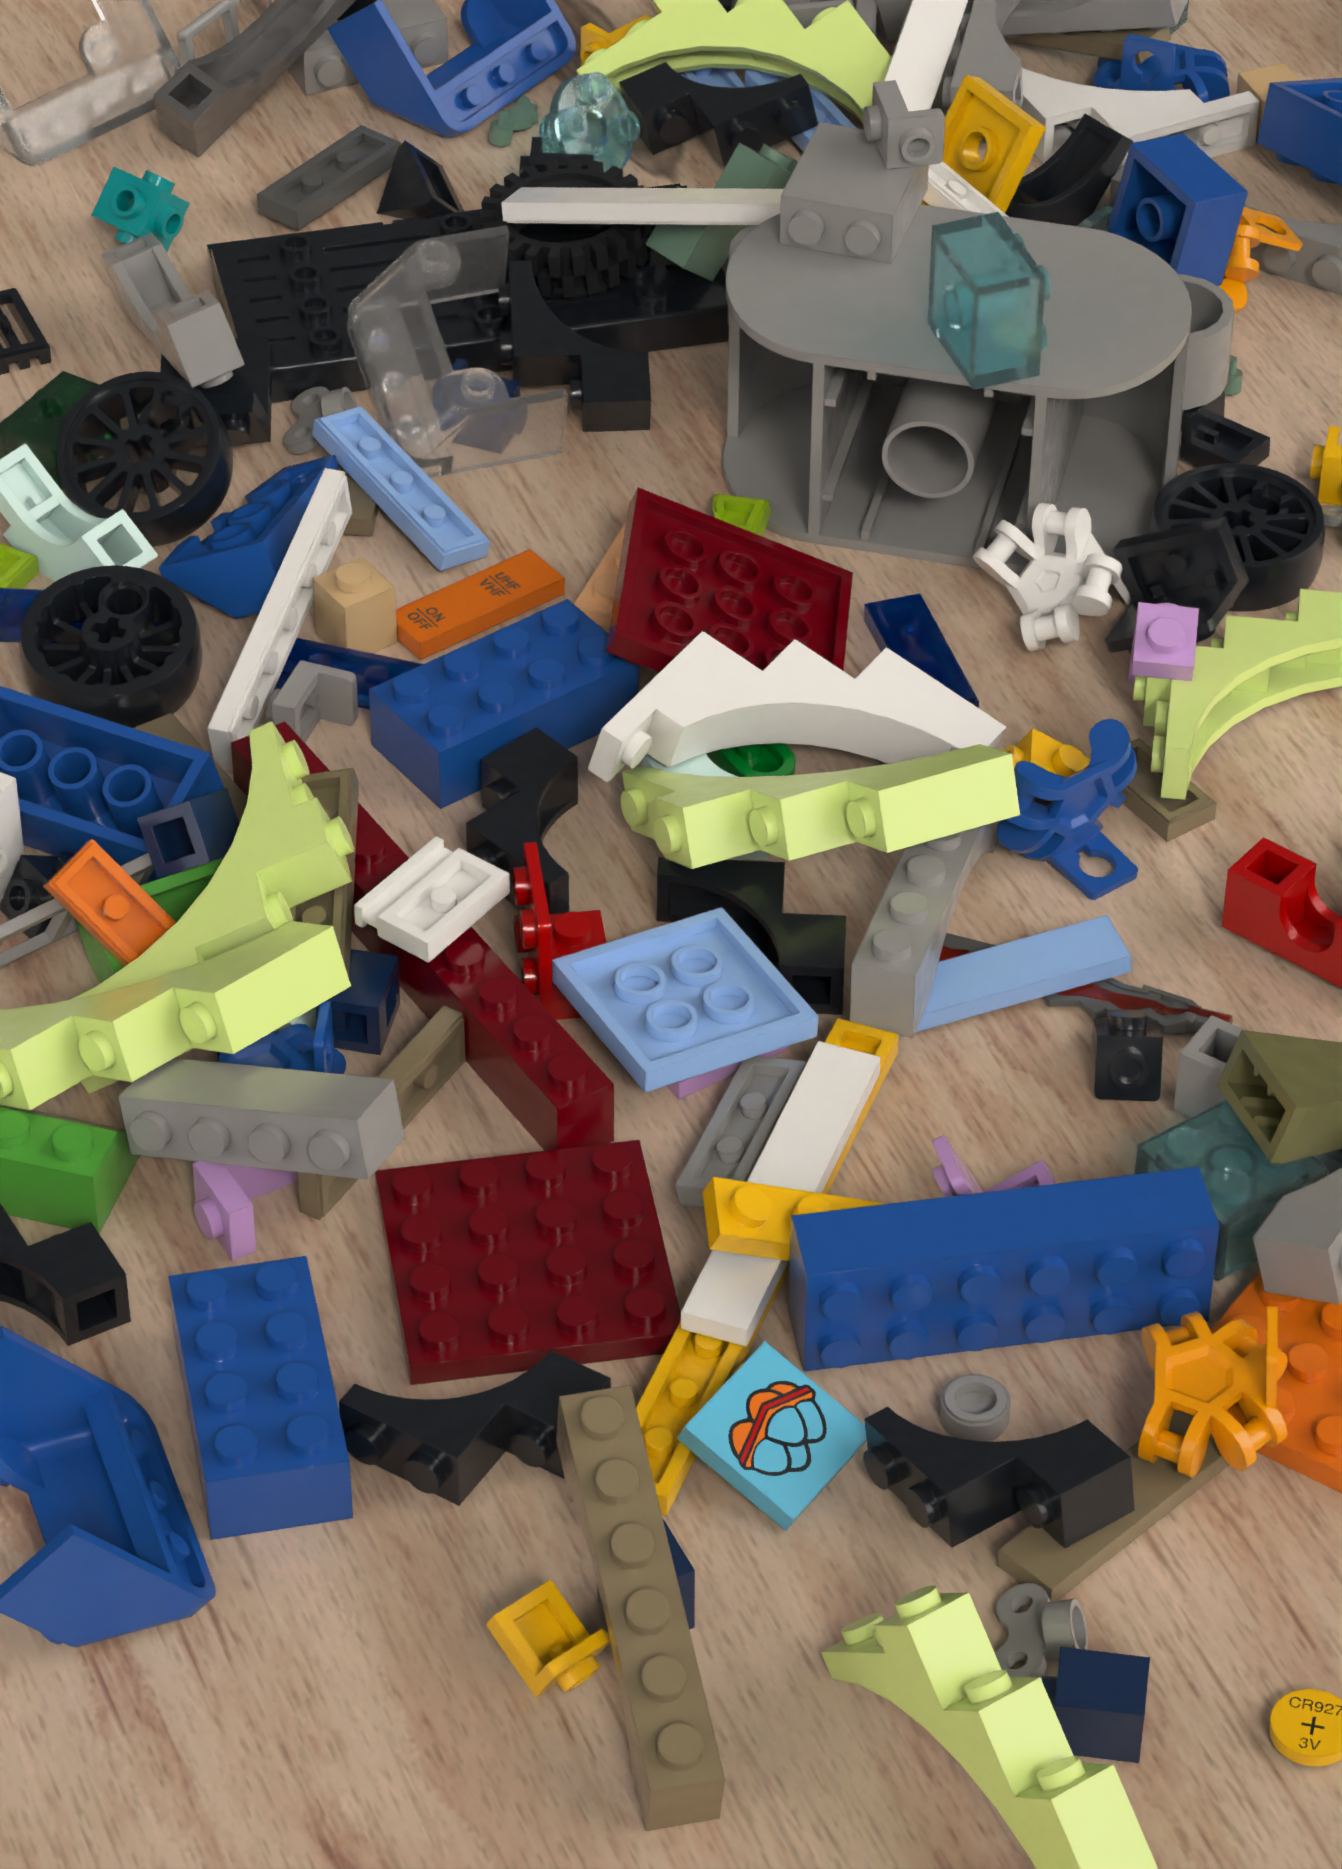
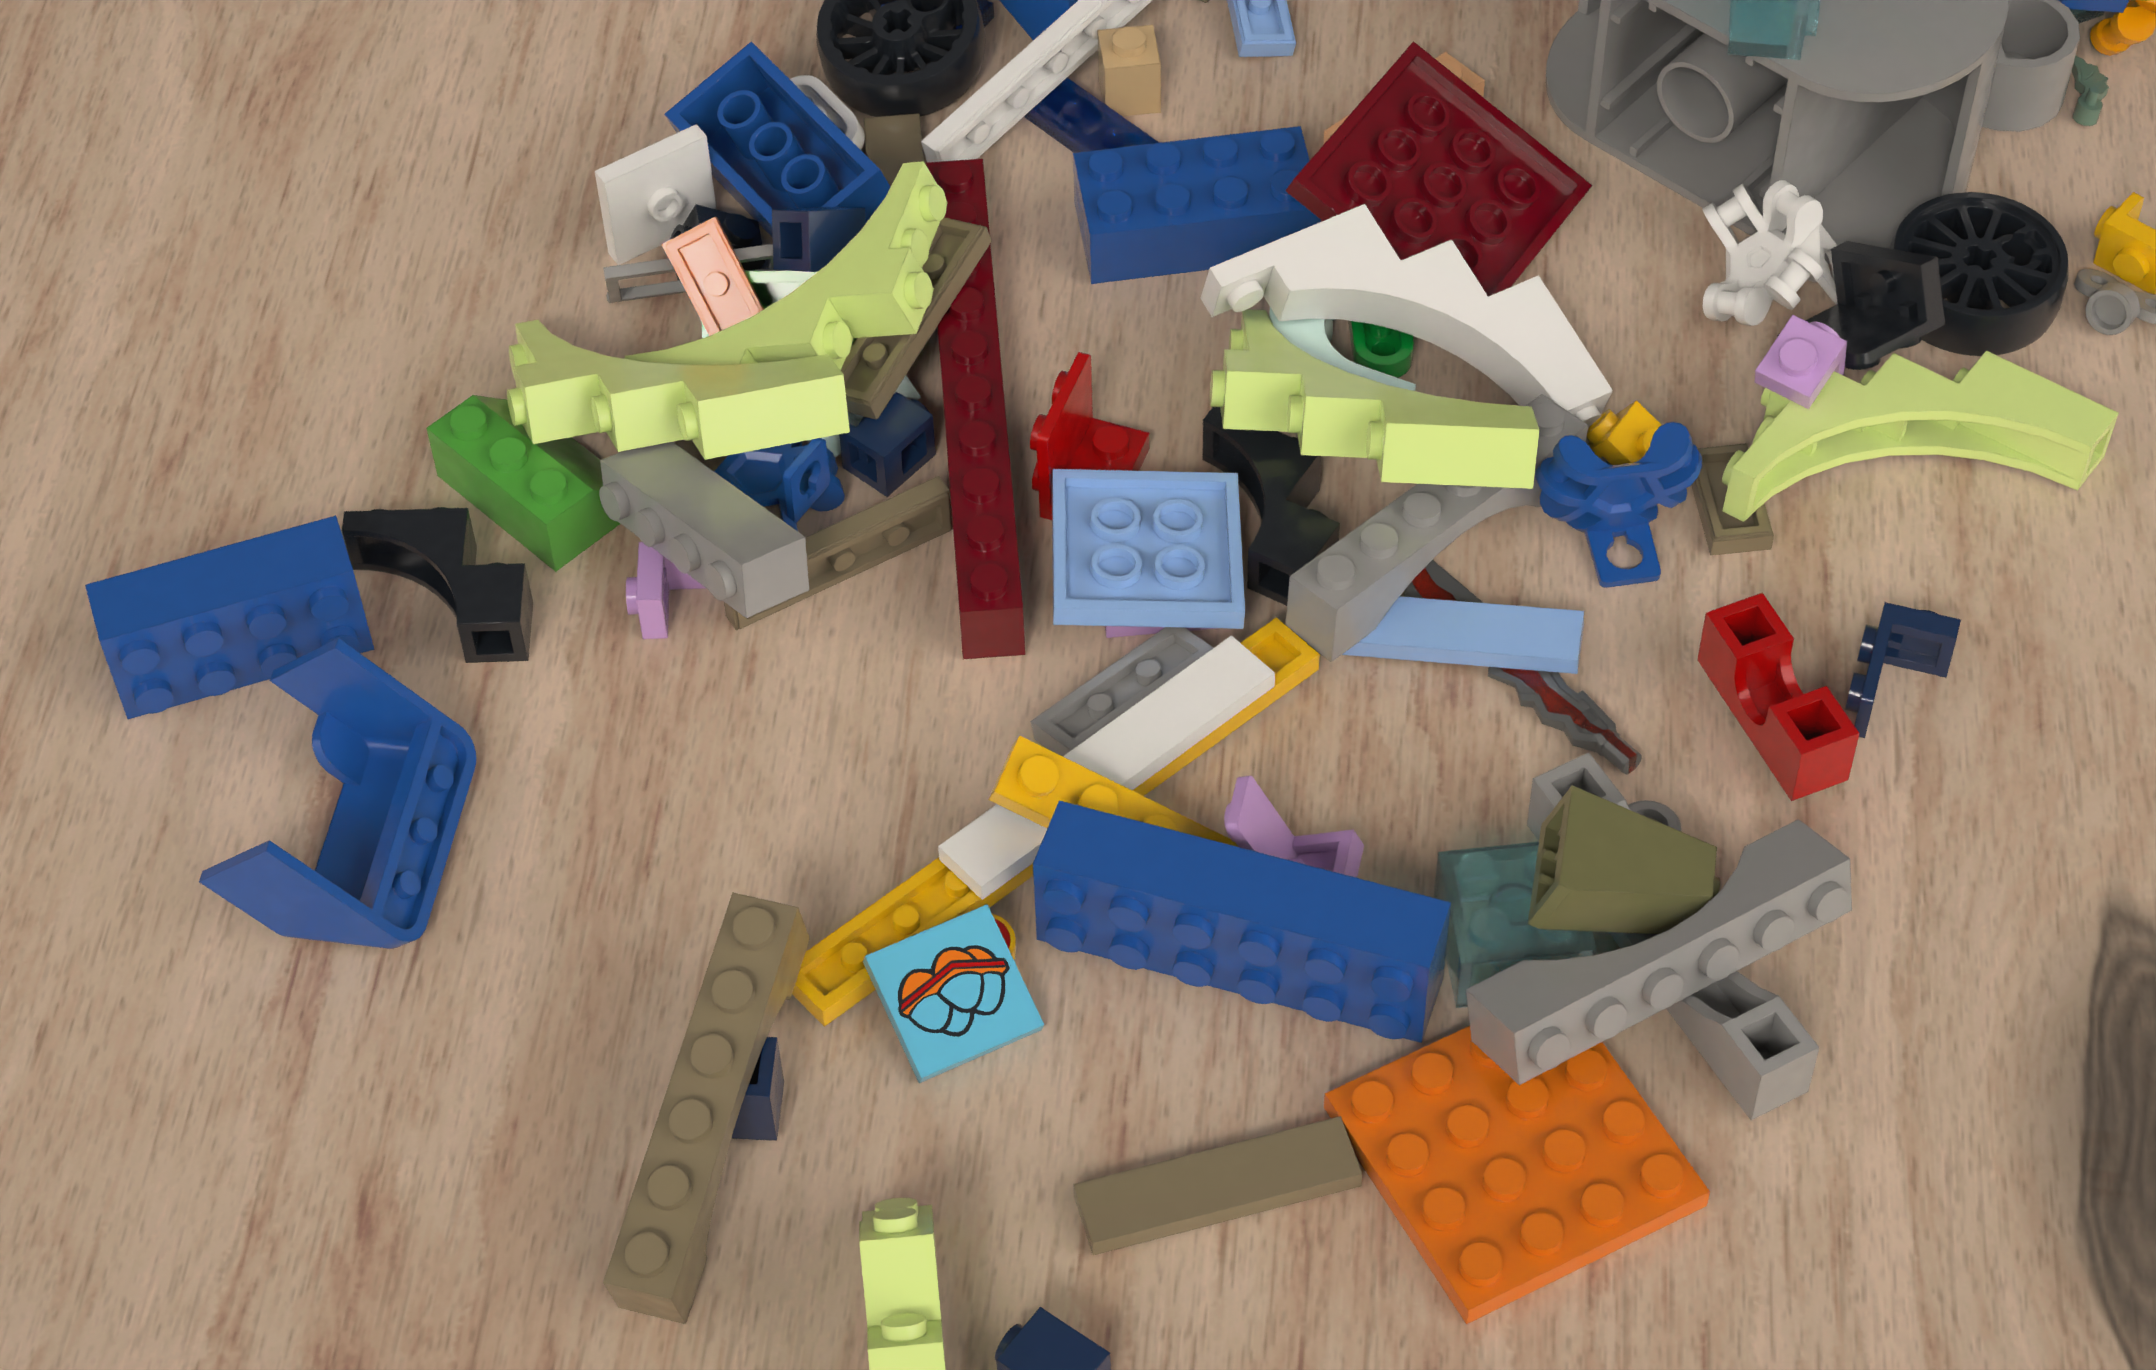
camera: 30 degrees right, 10 degrees up
(260, 1398) = (560, 776): blue brick -> none
(312, 695) = (1030, 144): light grey bracket -> none
(432, 899) = (971, 375): white plate -> none
(456, 1441) = (693, 884): black arch -> none
(477, 603) = (1246, 99): orange tile -> none
(524, 794) = (1154, 305): black arch -> none
(526, 1260) = (870, 738): dark red plate -> none
(547, 1641) = (635, 1094): yellow bracket -> none
(742, 512) = (1533, 98): lime tile -> none
(913, 634) = (1604, 289): clear blue tile -> none
(961, 1487) = (1148, 1143): black arch -> none
(974, 1408) = (1152, 1039): light grey tile -> none
(1039, 1630) = (1055, 1280): light grey piece -> none
(1127, 1056) = (1515, 752): black bracket -> none
(1206, 1377) = (1340, 1105): light orange piece -> none
(1214, 439) = (2028, 170): black bracket -> none

